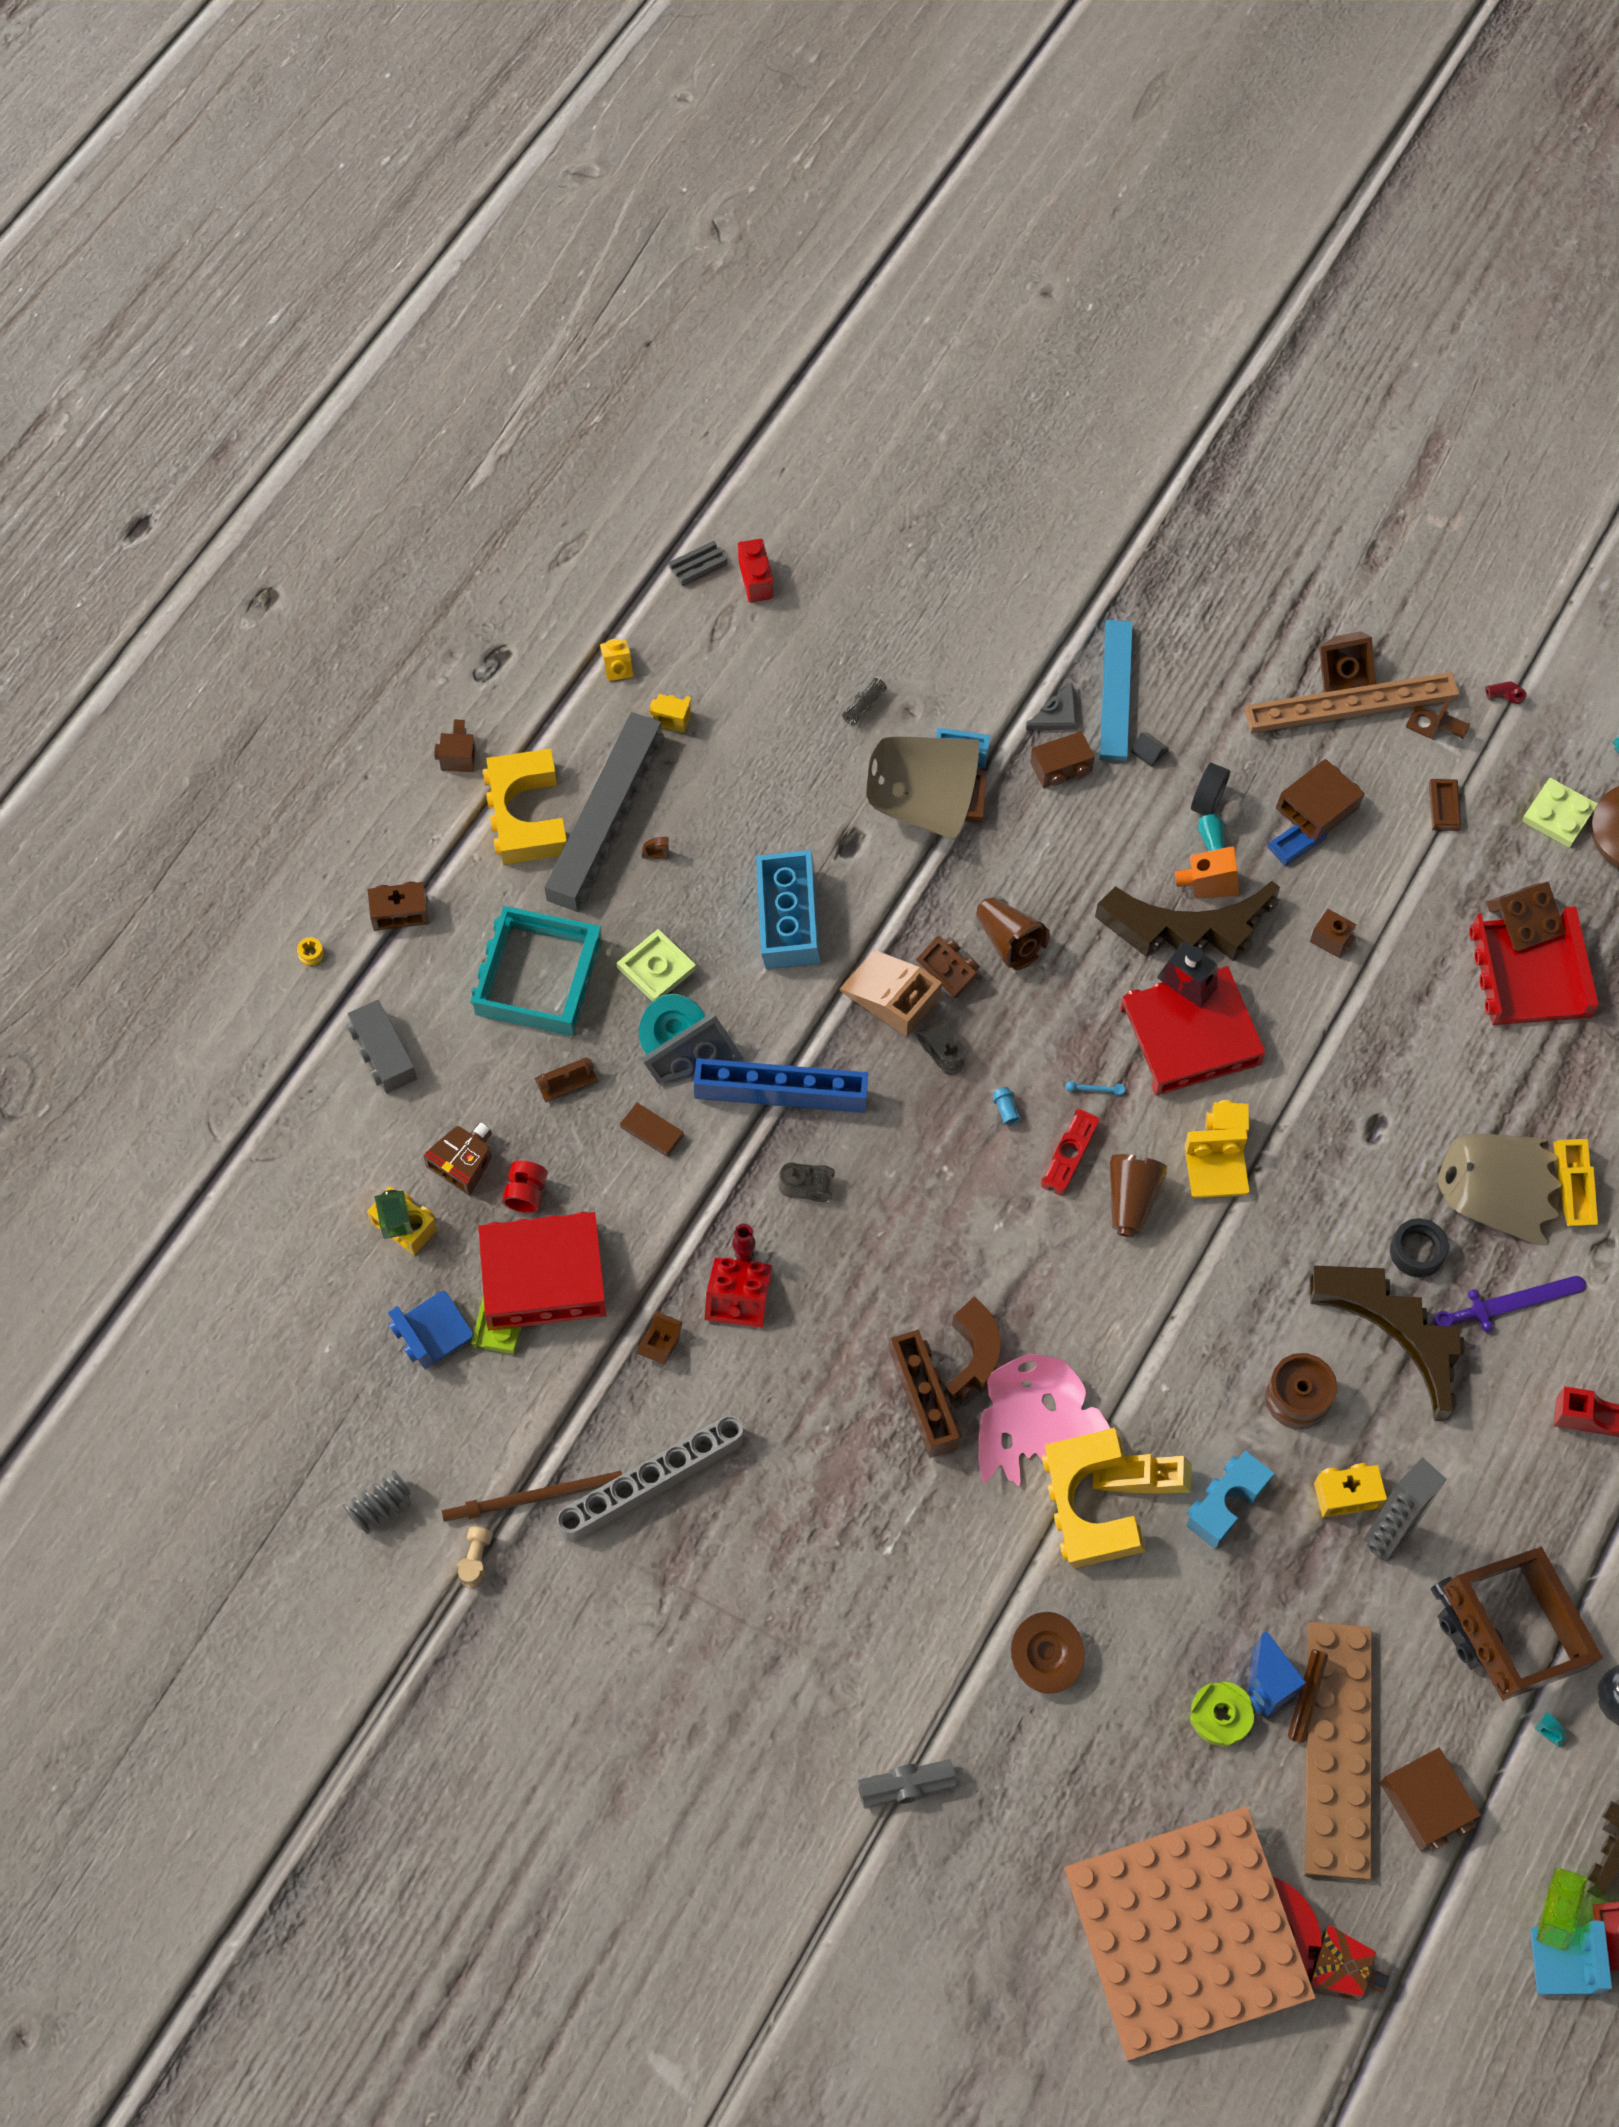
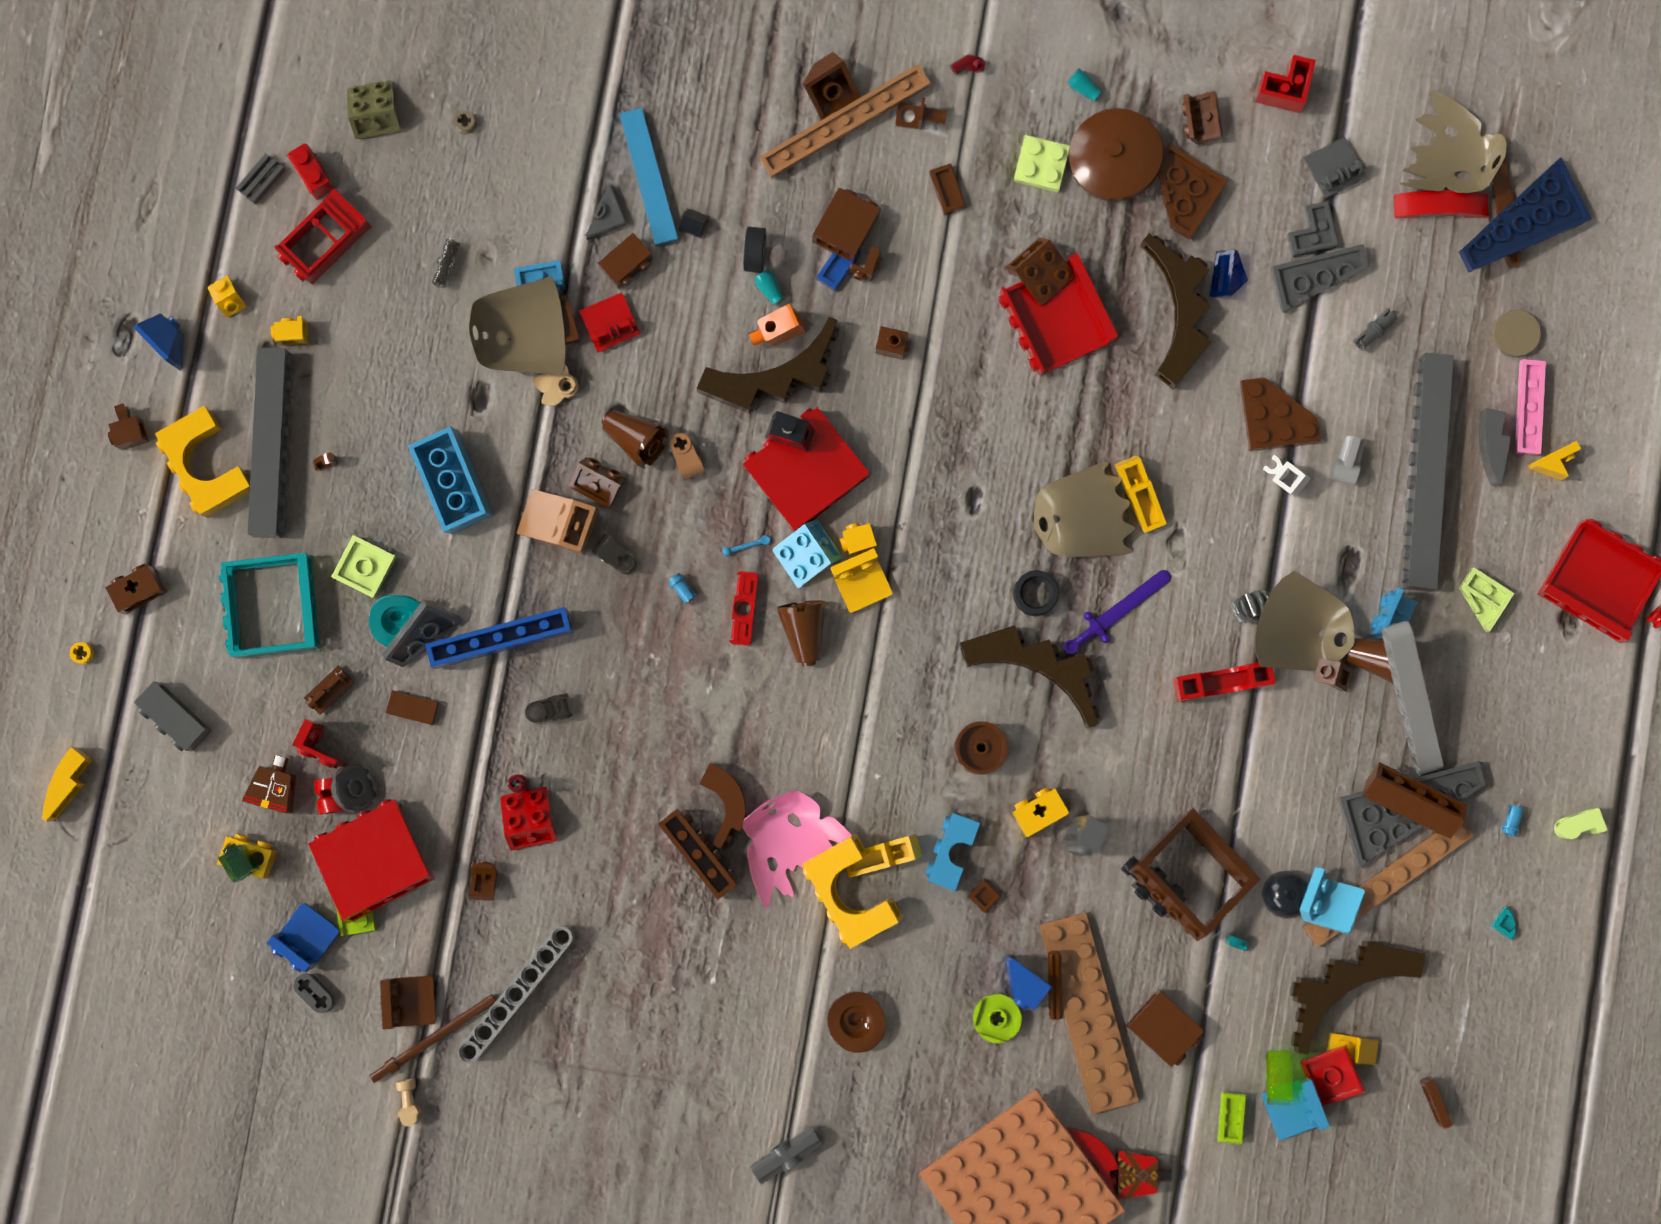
camera: 15 degrees left, 20 degrees up
(233, 1074) = (65, 783): none -> yellow slope
(379, 1502) = (321, 1090): dark grey piece -> none
(420, 1394) = (309, 997): none -> dark grey beam
(519, 1442) = (407, 1001): none -> reddish brown bracket
(524, 1117) = (307, 736): none -> red bracket
(533, 673) = (164, 338): none -> blue slope
(553, 1186) = (354, 788): none -> dark grey tile
(774, 616) = (344, 215): none -> red door
(842, 537) = (372, 109): none -> olive bracket
(935, 856) = (553, 384): none -> tan plate
(939, 585) = (471, 126): none -> dark tan bush
(1022, 815) = (609, 322): none -> red hinge
(1060, 973) = (687, 459): none -> medium nougat piece
(1161, 1114) = (807, 552): none -> medium azure bracket
(1251, 1566) = (984, 896): none -> reddish brown tile
(1329, 853) = (873, 263): none -> reddish brown bracket
(1484, 1942) = (1231, 1117): none -> lime plate

